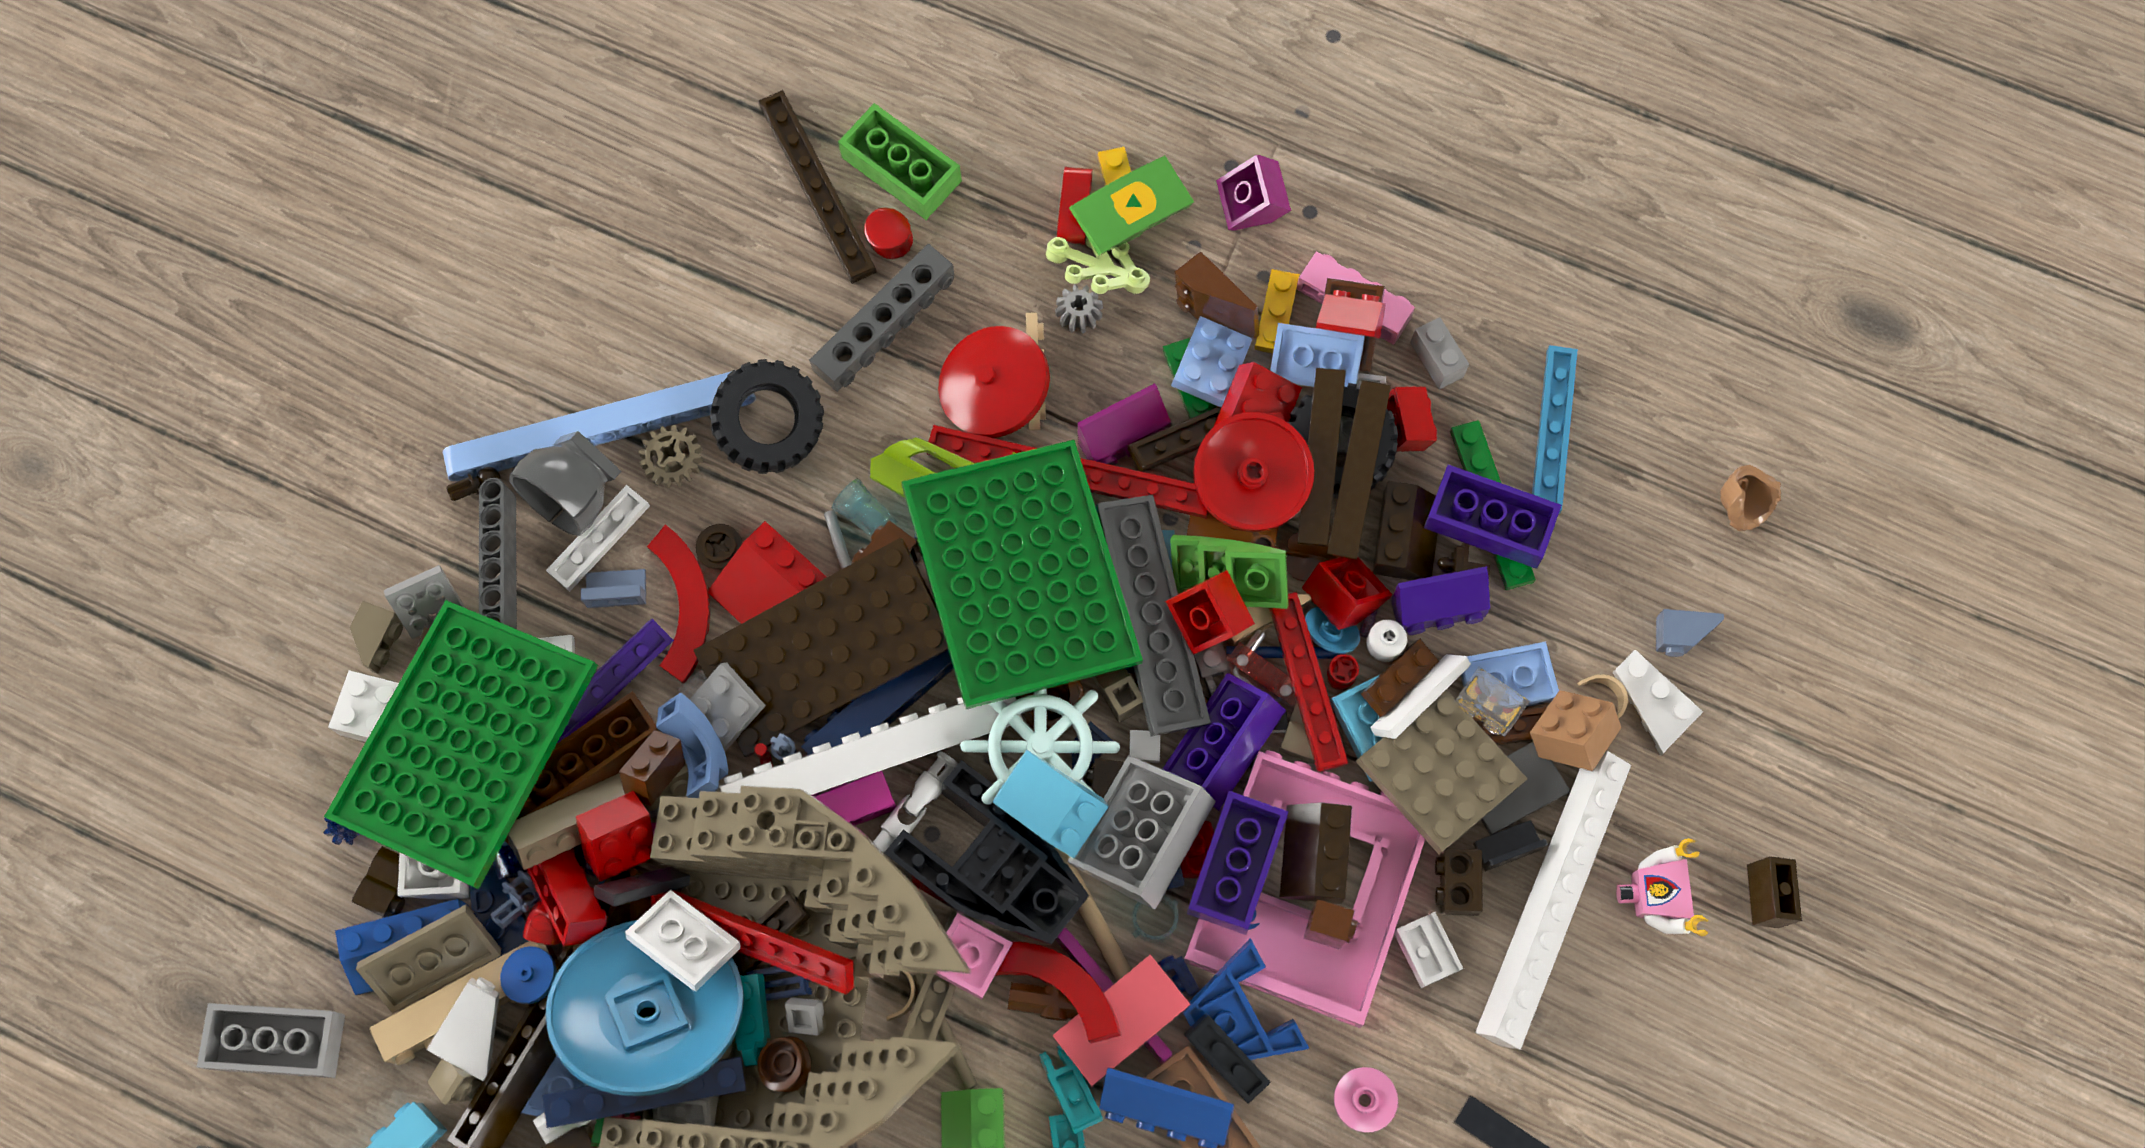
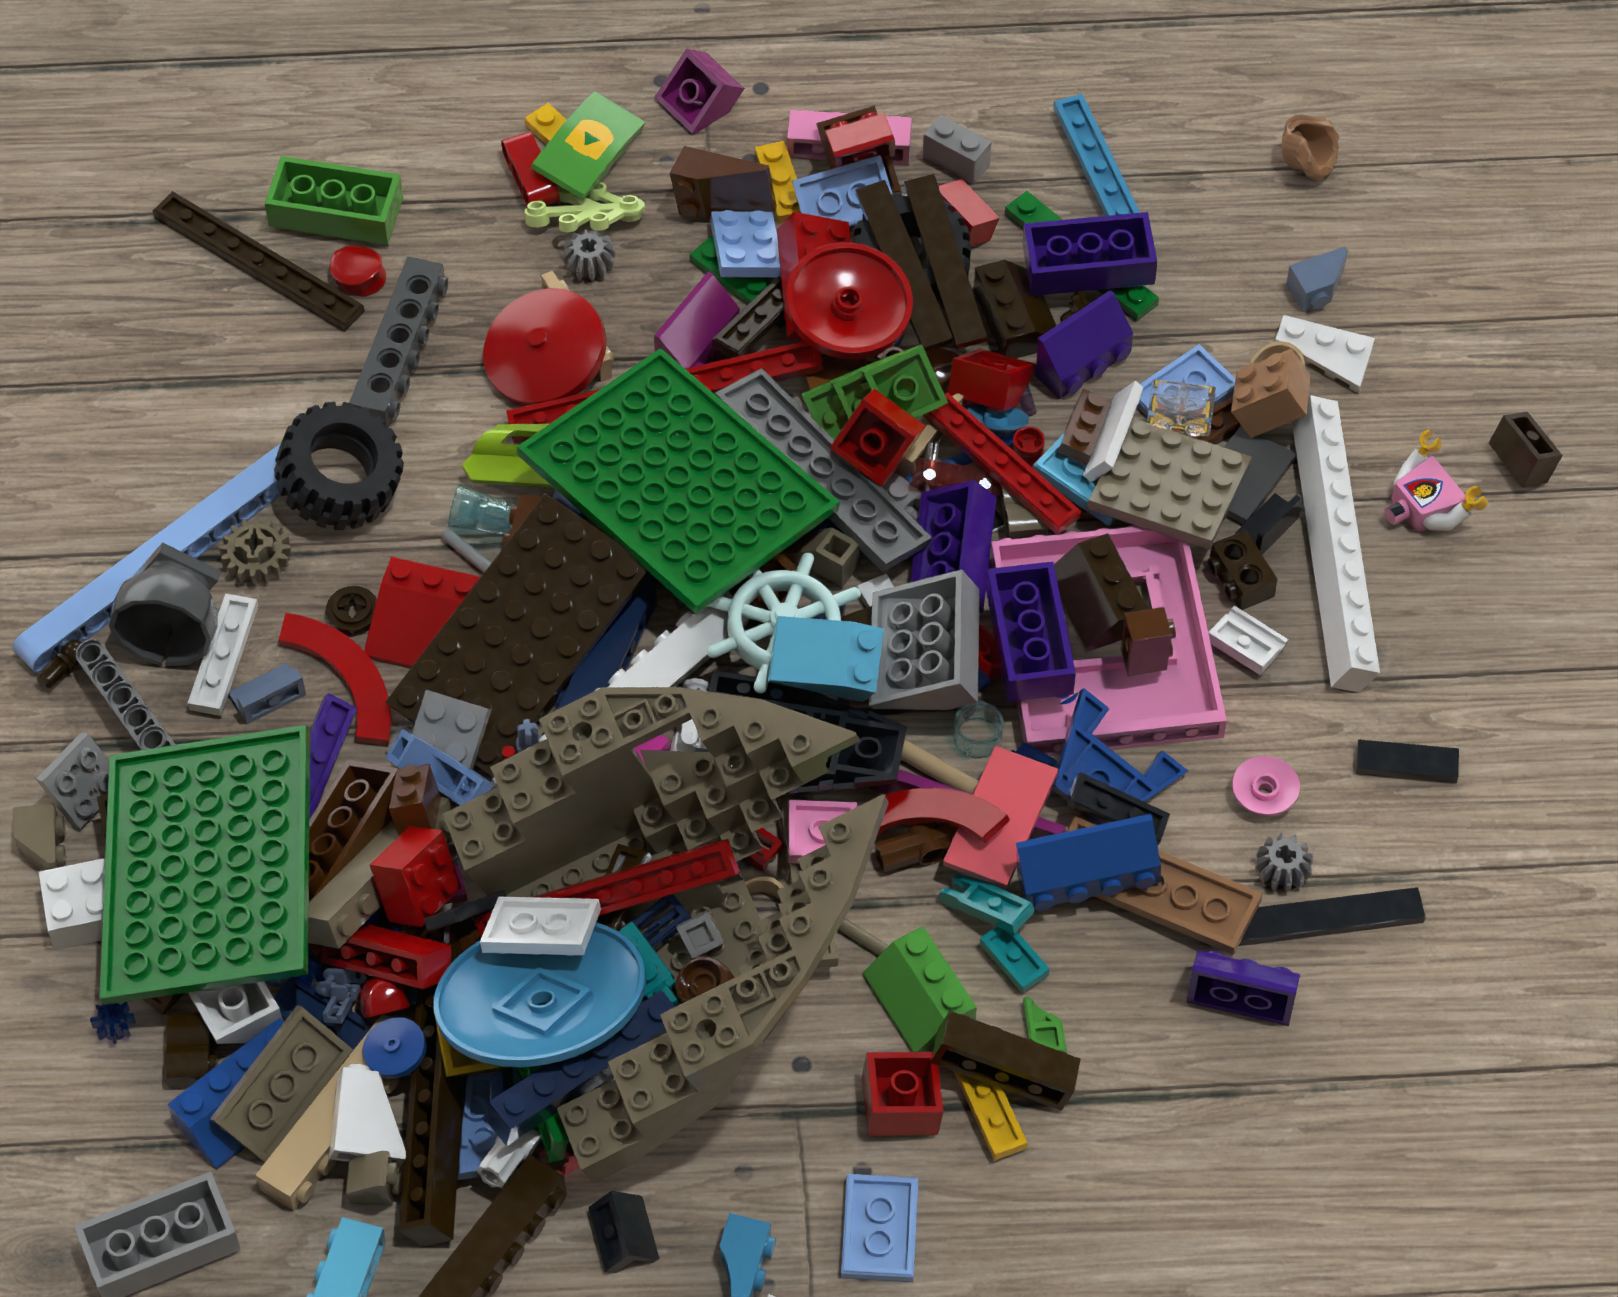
camera: 30 degrees left, 15 degrees down
(1378, 642) = (1053, 403): white head -> none

